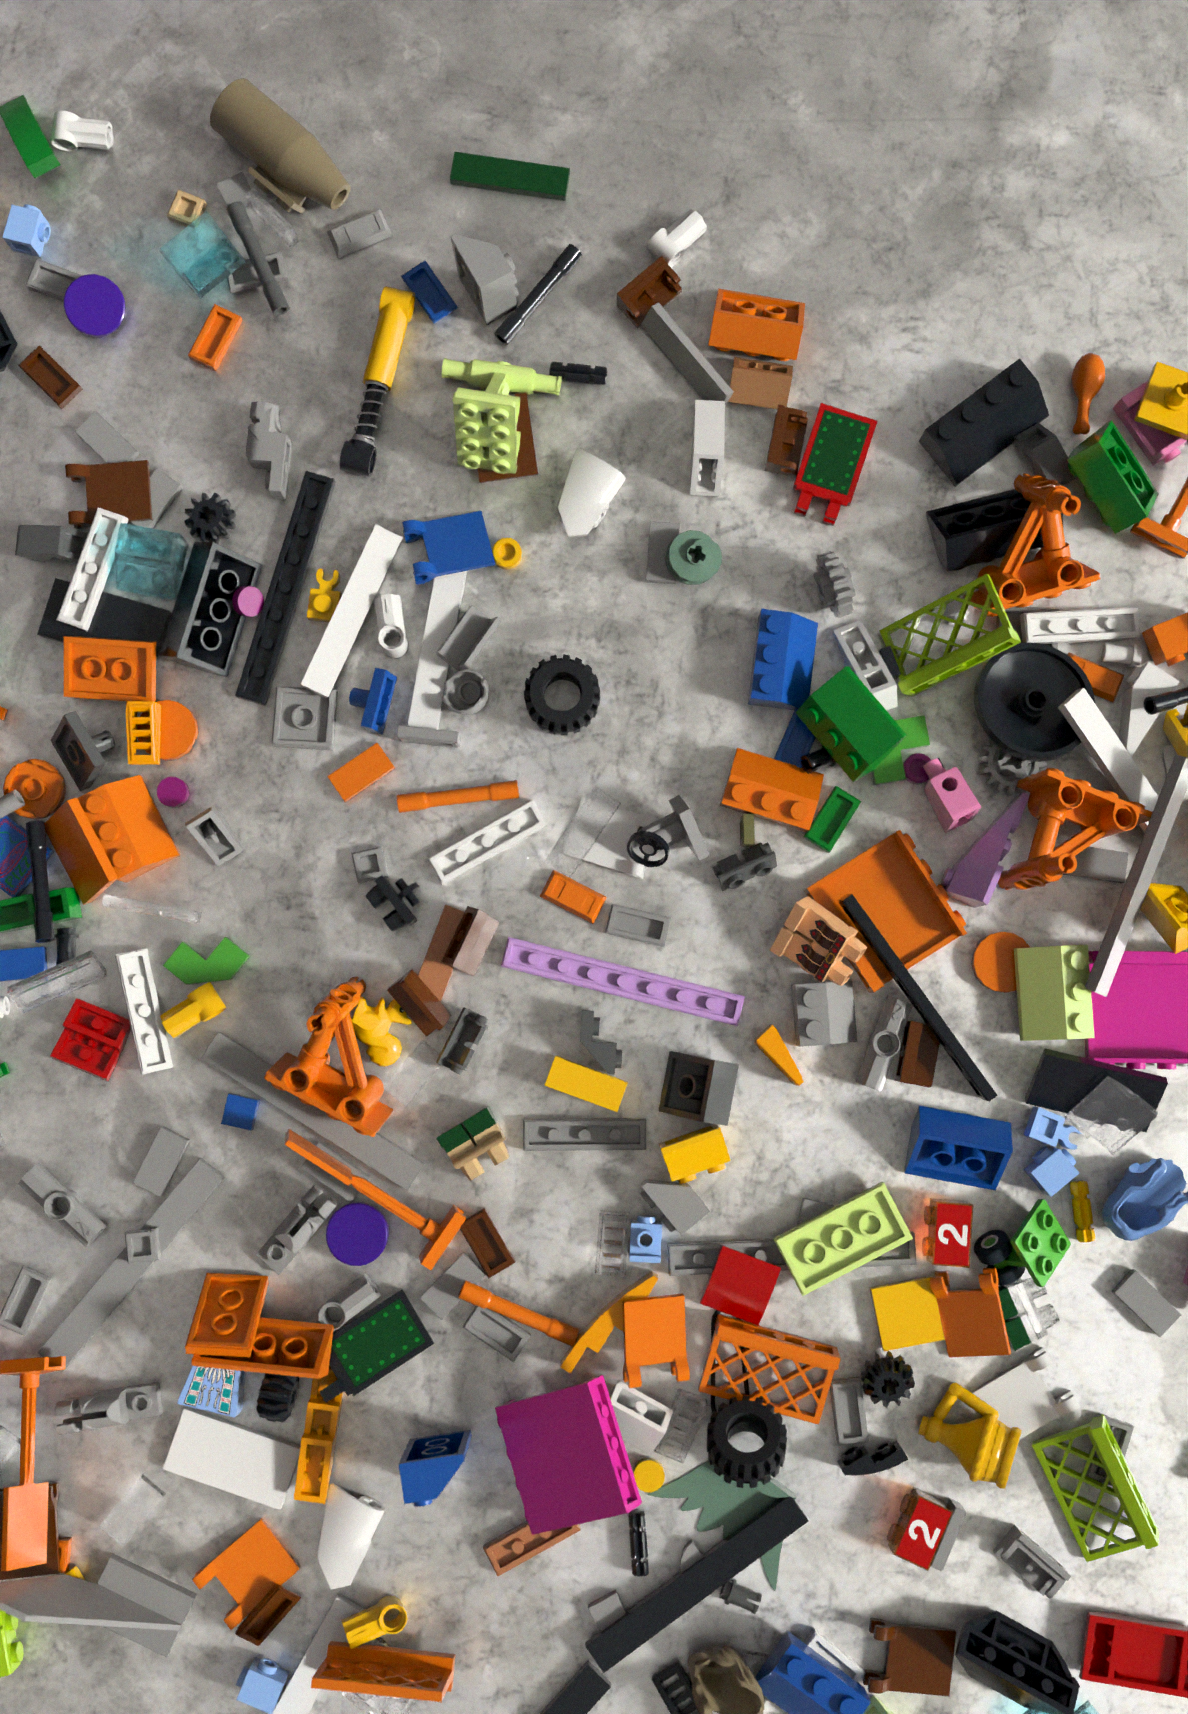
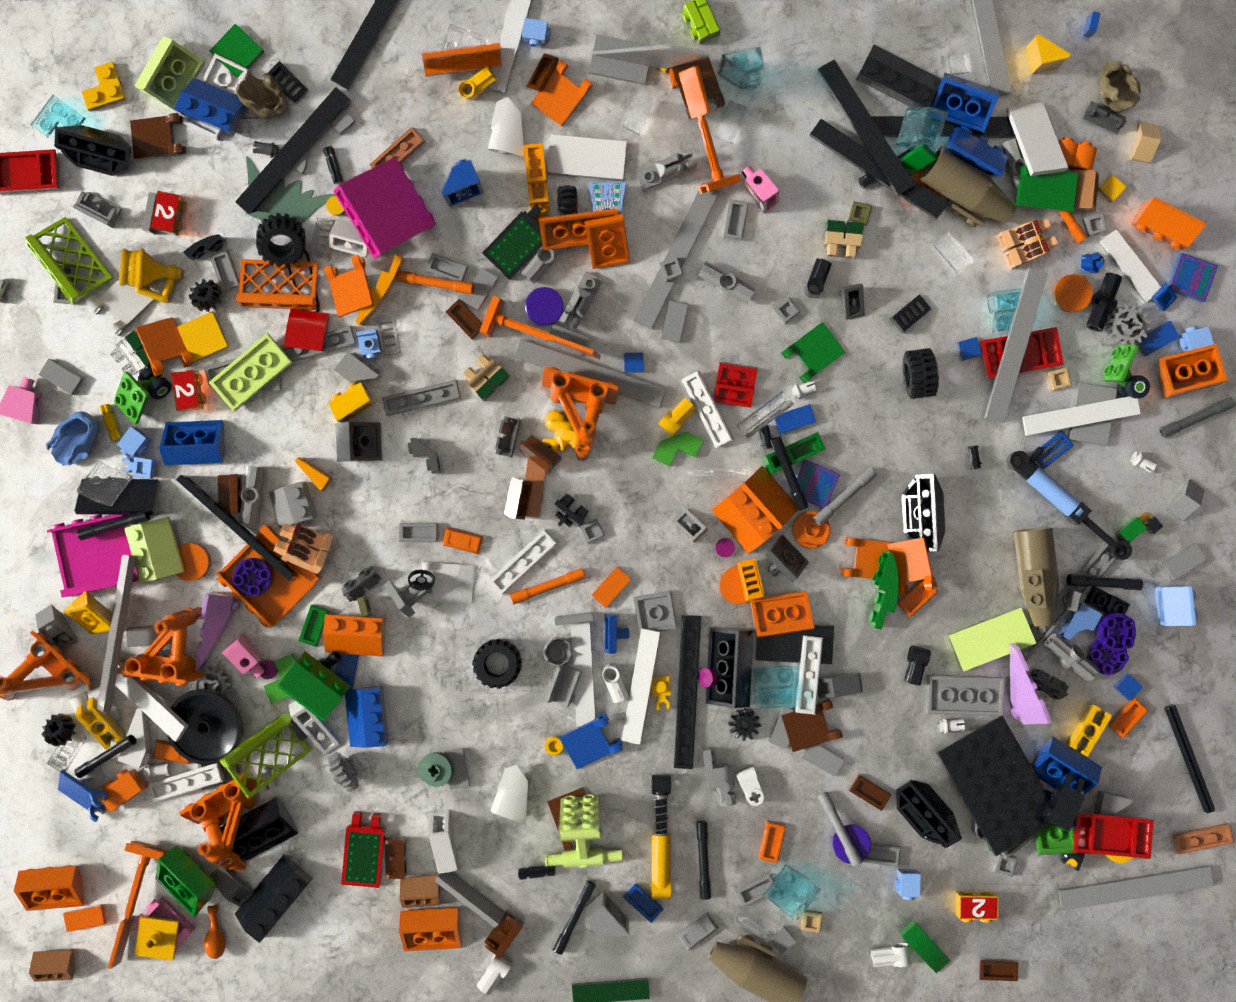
camera: 165 degrees right, 5 degrees up
(96, 296) = (850, 849): none -> light grey piece
(224, 428) = (750, 783): none -> white piece
(245, 230) = (769, 915): dark grey piece -> none
(330, 301) = (702, 837): none -> black piece
(586, 1083) = (427, 428): yellow piece -> none
(623, 981) = (420, 495): lavender tile -> none
(909, 915) = (252, 577): none -> dark purple tile
(1076, 1048) = (95, 530): none -> black piece

